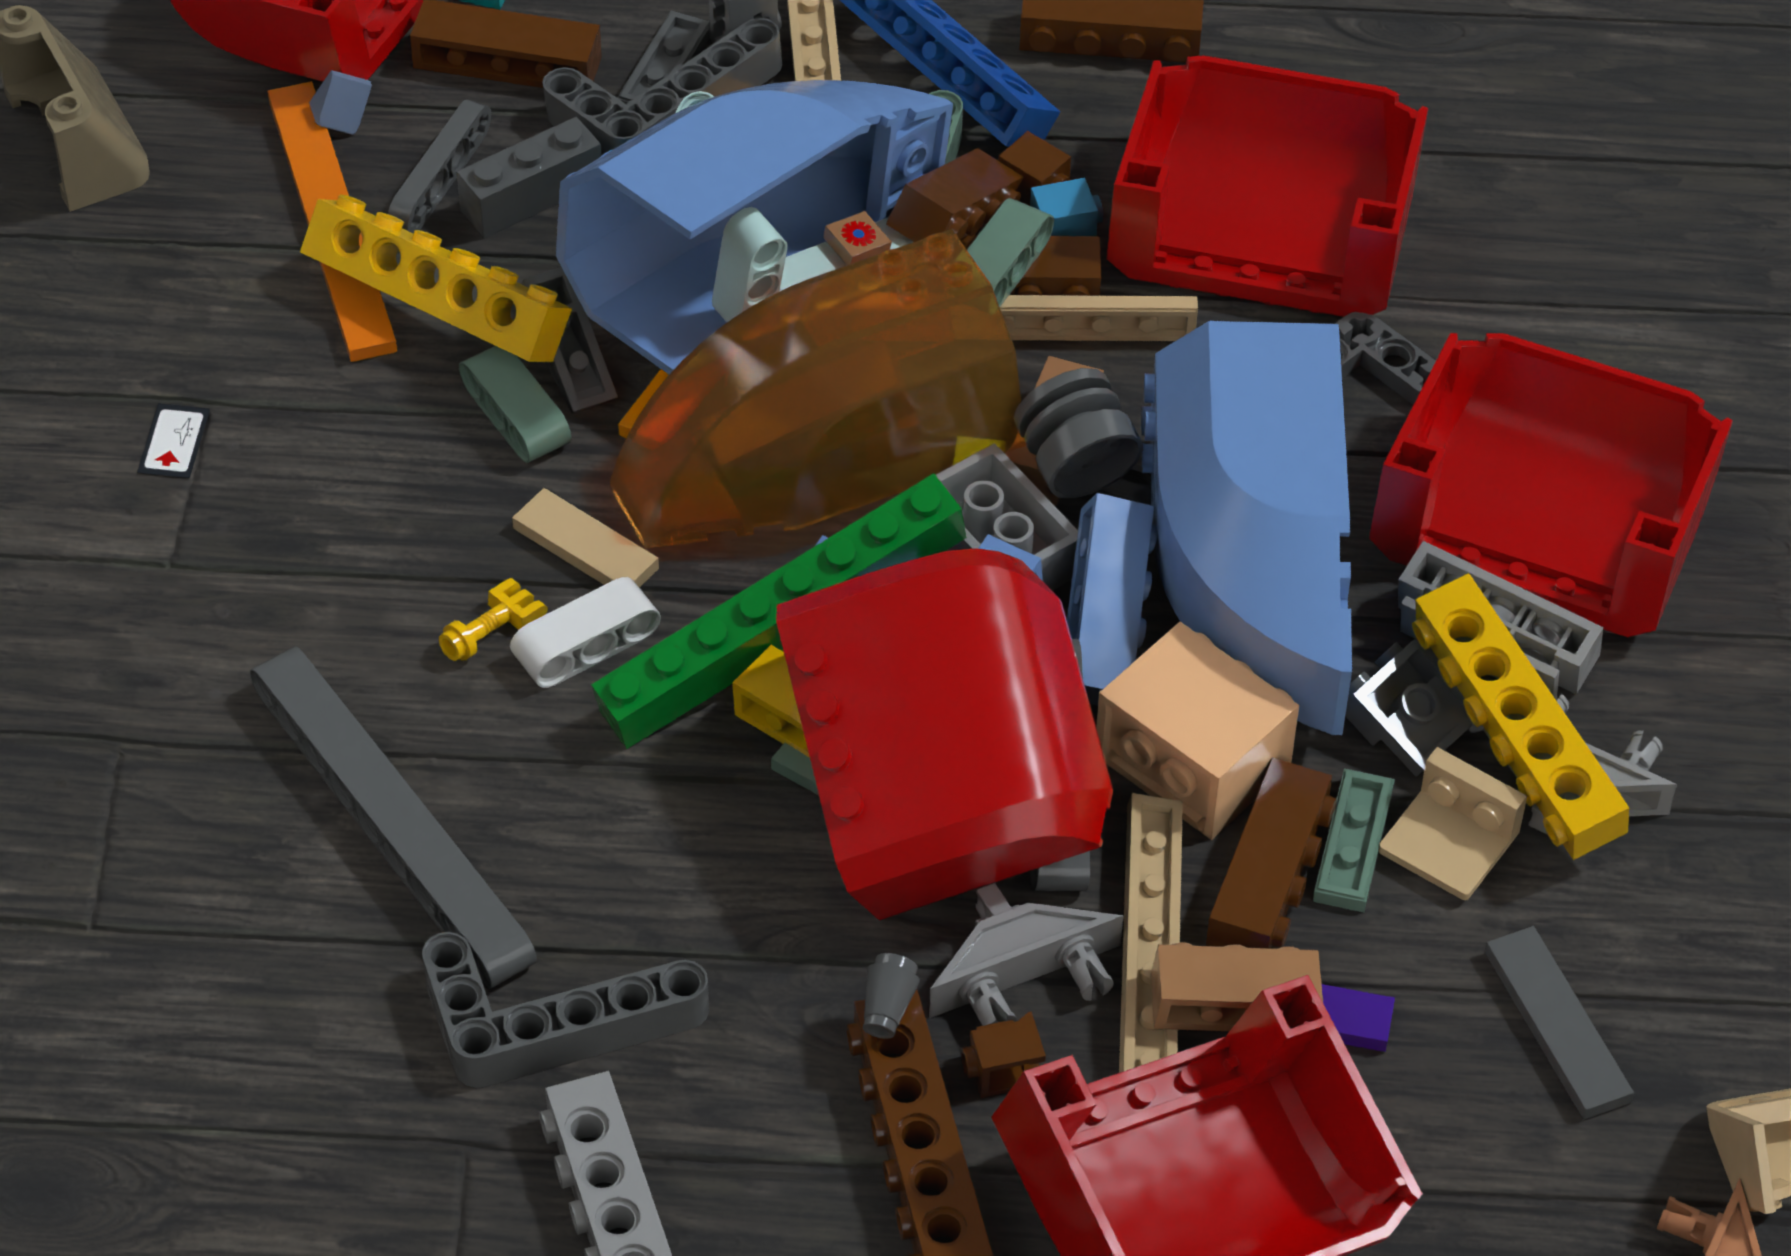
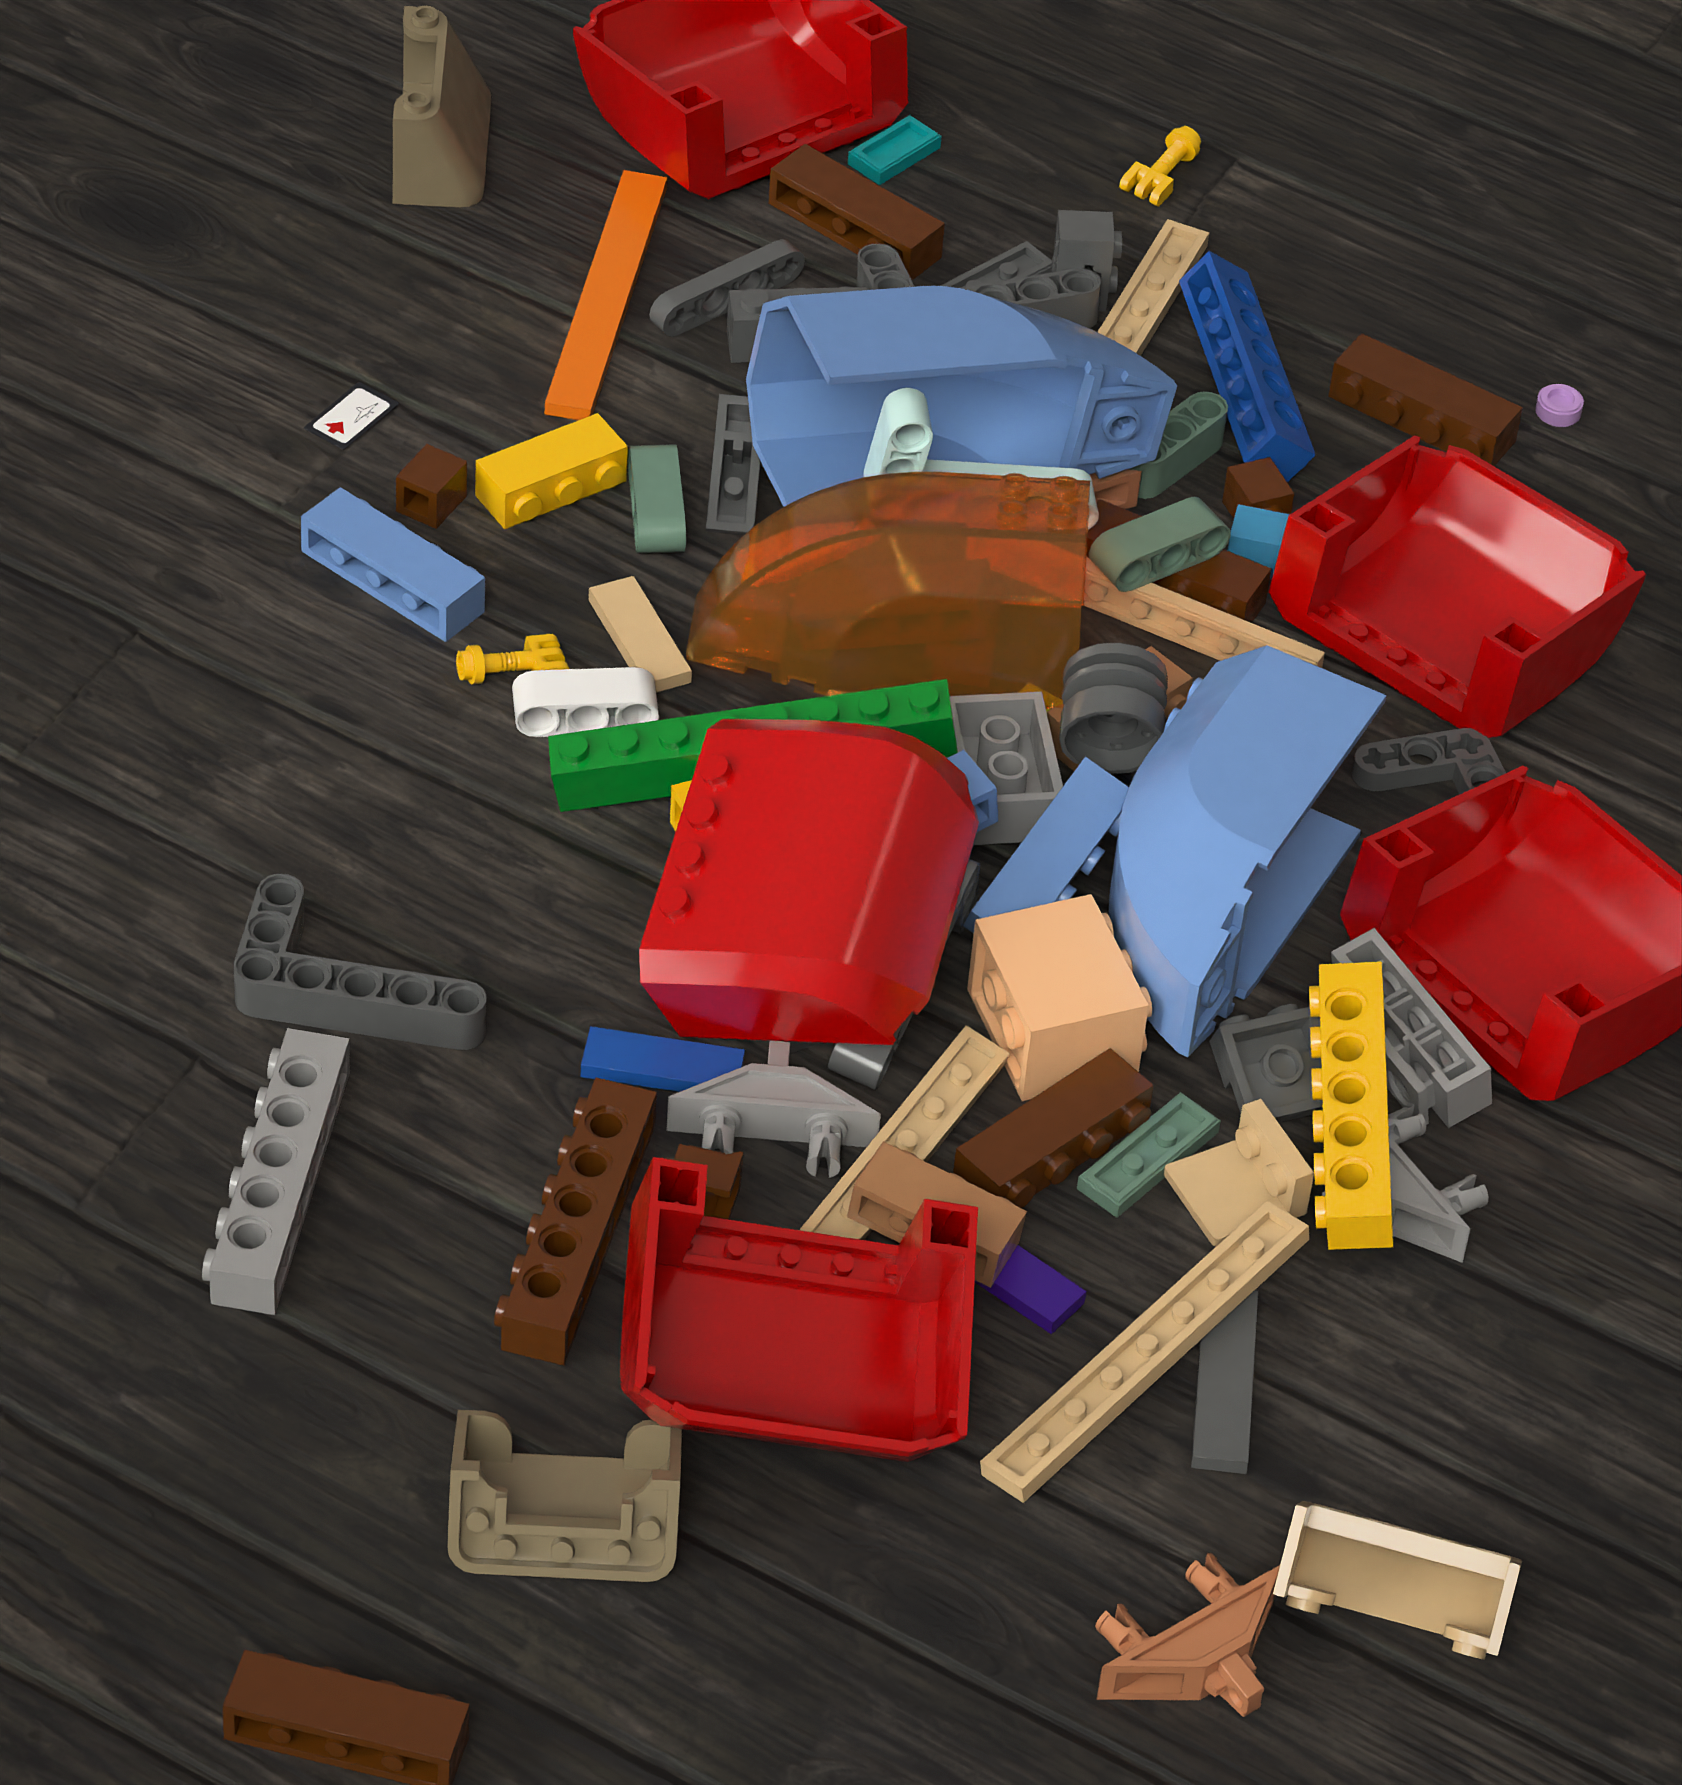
camera: 25 degrees right, 5 degrees down
(303, 480) = (431, 486): none -> reddish brown brick
(319, 574) = (393, 564): none -> medium blue brick
(335, 242) = (647, 367): yellow brick -> none
(340, 102) = (676, 201): sand blue slope -> none
(392, 815) = (319, 776): dark grey beam -> none
(403, 417) = (551, 471): none -> yellow brick
(842, 965) = (655, 1060): none -> blue tile
(856, 238) = (1026, 462): medium nougat tile -> none
(888, 993) = (623, 1078): dark grey cone -> none
(954, 197) = (1143, 478): reddish brown brick -> none
(1486, 1034) = (1144, 1351): none -> tan plate

